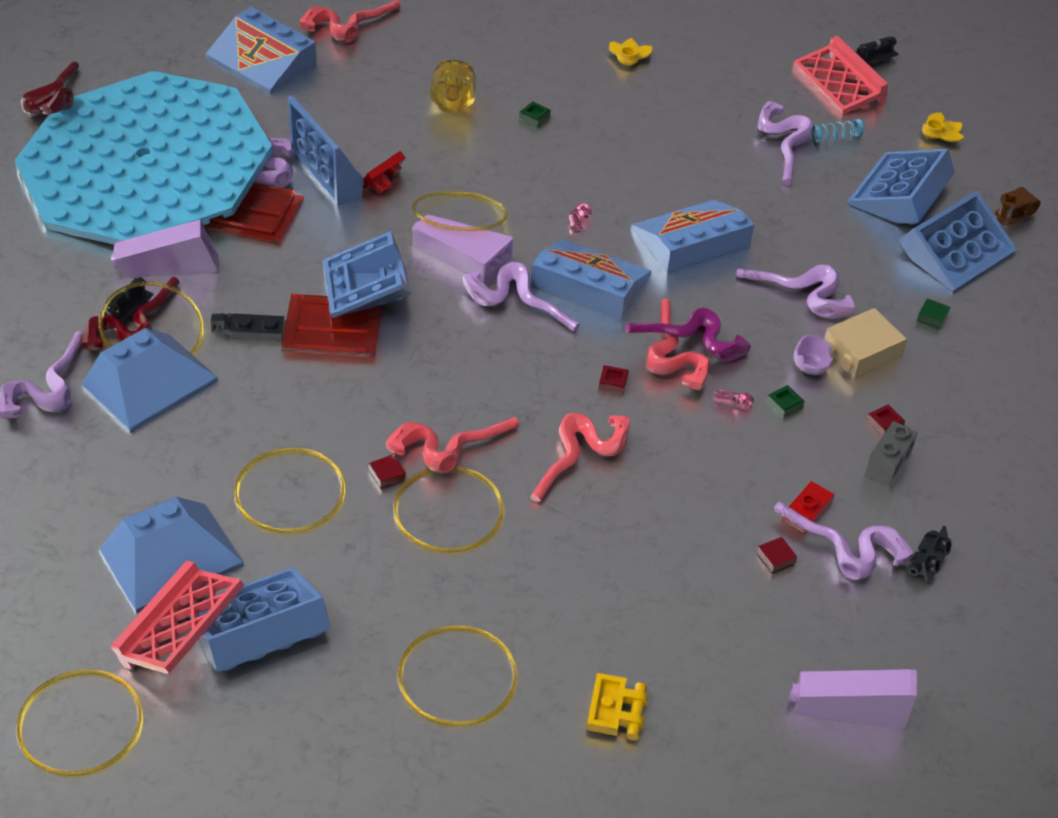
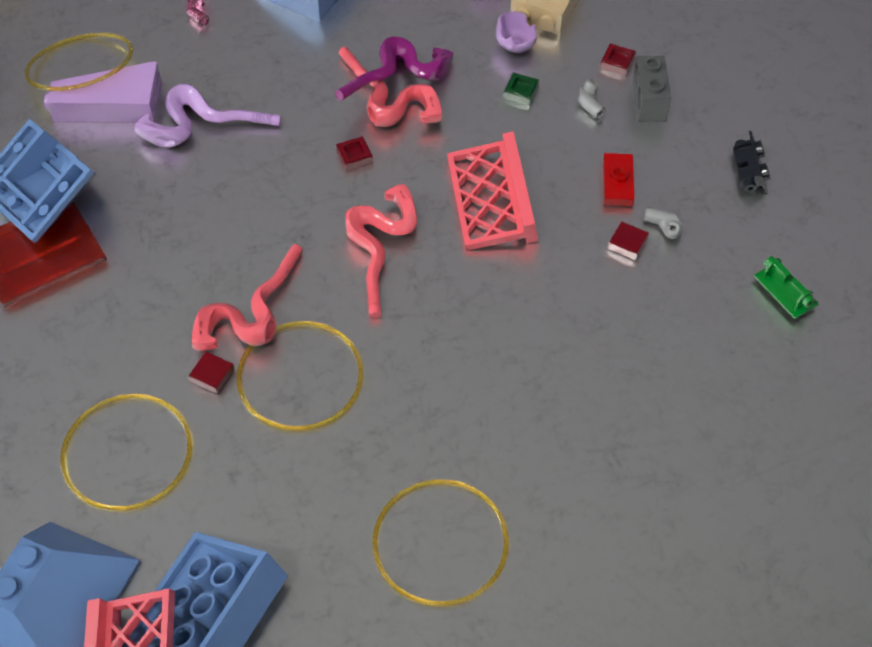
camera: 30 degrees left, 10 degrees up
(588, 277) = (254, 64): medium blue slope -> none
(607, 702) = (602, 483): yellow plate -> none
(719, 465) = (517, 194): none -> coral fence
(739, 401) = (485, 111): clear pink arm -> none
(821, 557) = (666, 220): none -> light grey arm
(834, 435) = (588, 97): none -> light grey arm
(849, 565) = (696, 214): lavender animal -> none
(857, 696) = (806, 334): lavender slope -> none
(876, 649) = (785, 288): none -> green hinge

